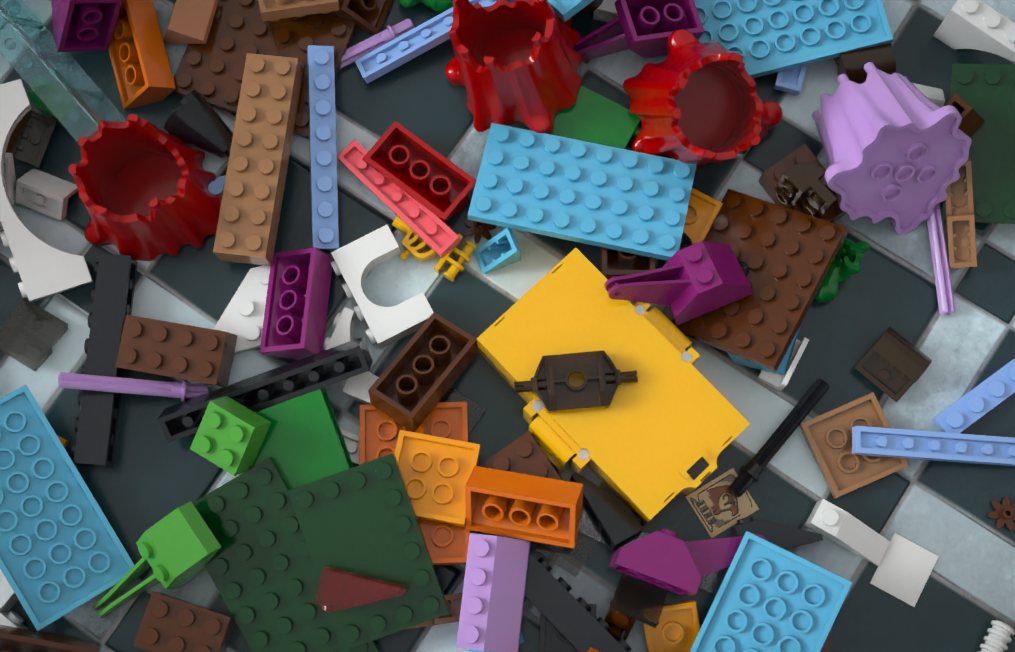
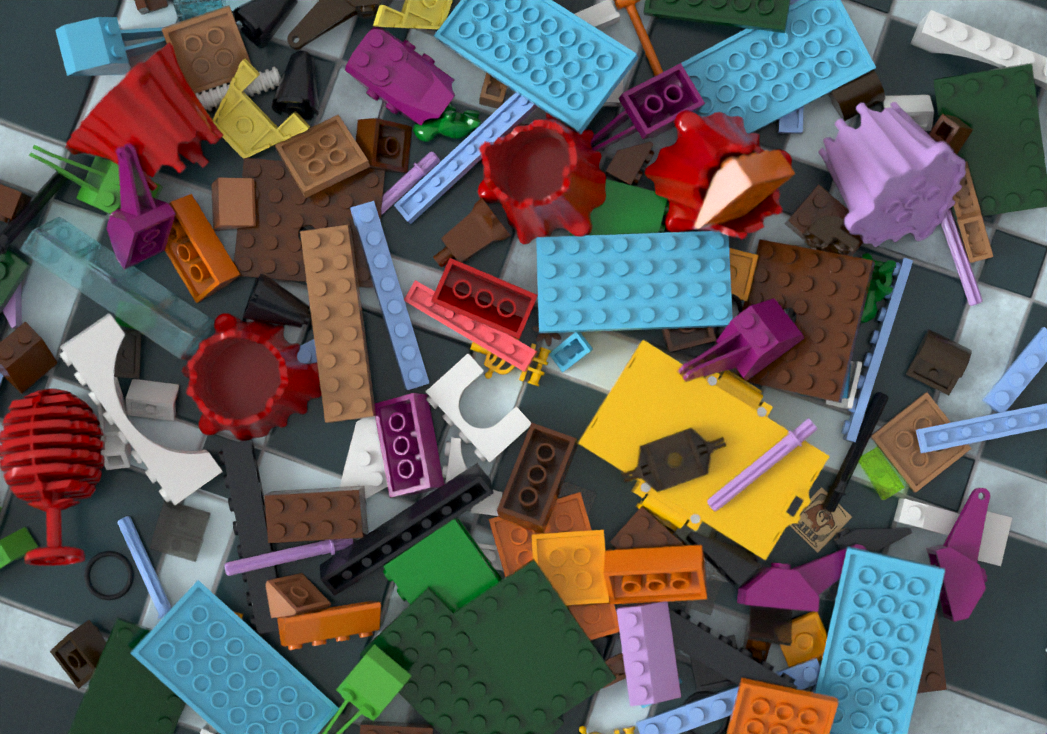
camera: 15 degrees left, 10 degrees up
(124, 432) = (293, 596): none -> nougat slope
(153, 470) = (329, 623): none -> orange slope
(230, 435) = (390, 579): bright green brick -> none
(346, 590) = (529, 683): clear red slope -> none
(428, 108) = (472, 235): none -> reddish brown piece
(609, 75) = (627, 163): none -> reddish brown slope
(706, 396) = (761, 465): none -> lavender axle
(721, 102) = (743, 186): none -> orange slope
(801, 468) = (880, 473): none -> clear neon green slope
(821, 342) = (873, 359): none -> light blue plate
(870, 601) = (959, 554): none -> magenta slope

